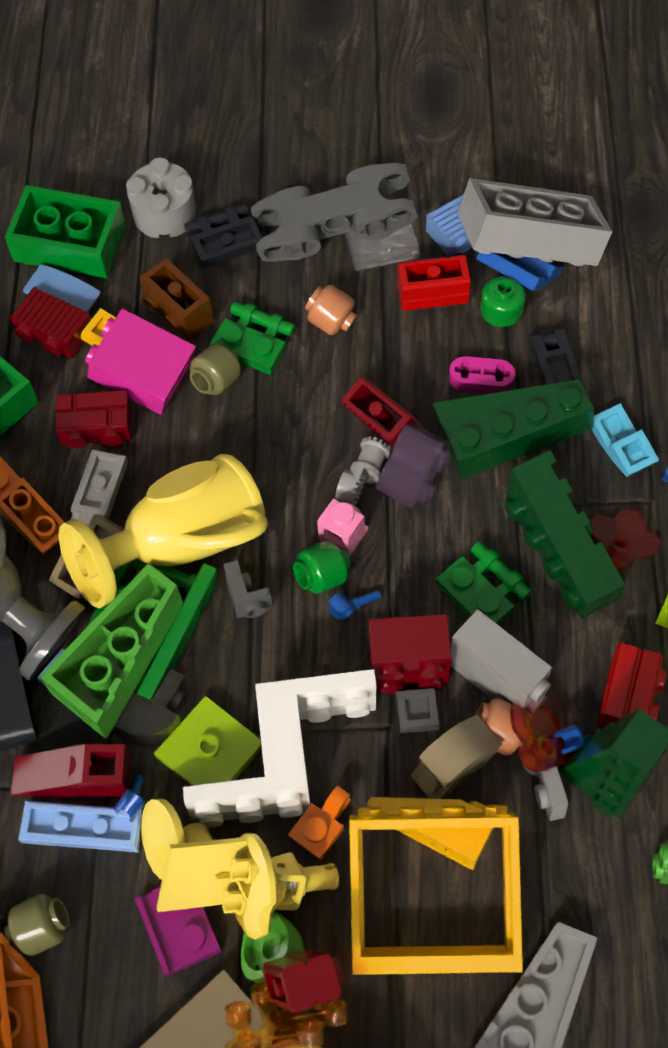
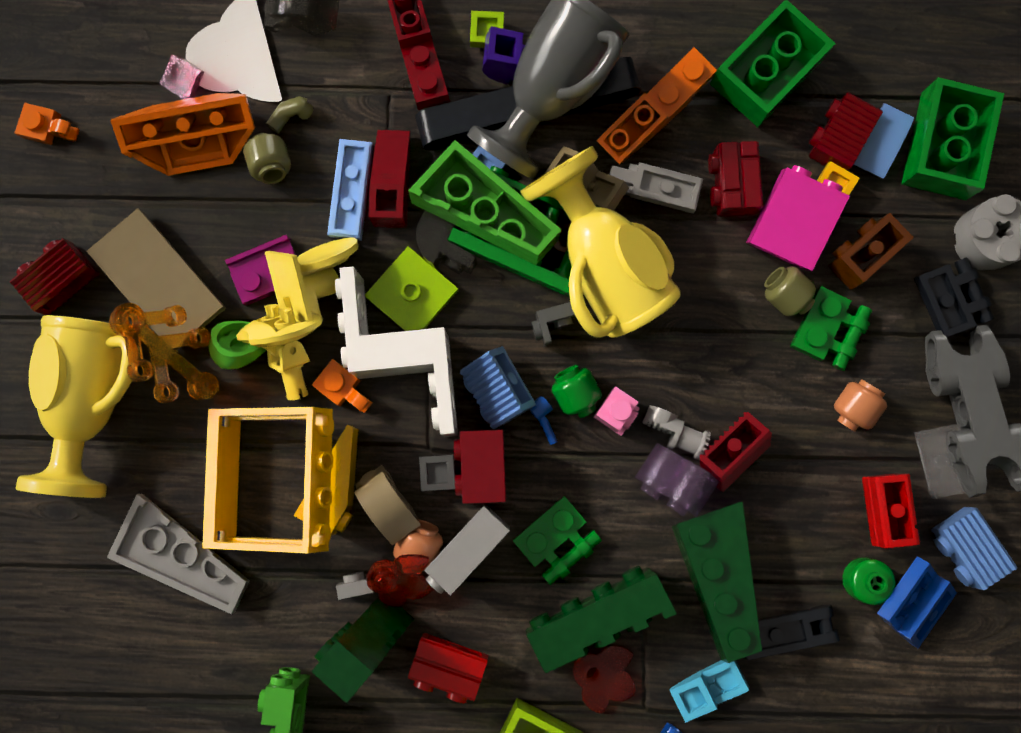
camera: 90 degrees right, 20 degrees up
(132, 801) = (363, 229): blue hand -> none
(303, 980) = (186, 366): dark red brick -> none
(320, 644) = (497, 387): none -> medium blue brick
(481, 375) = (794, 553): dark pink beam -> none
(533, 223) = (960, 621): light grey brick -> none
(572, 737) = (400, 609): blue hand -> none

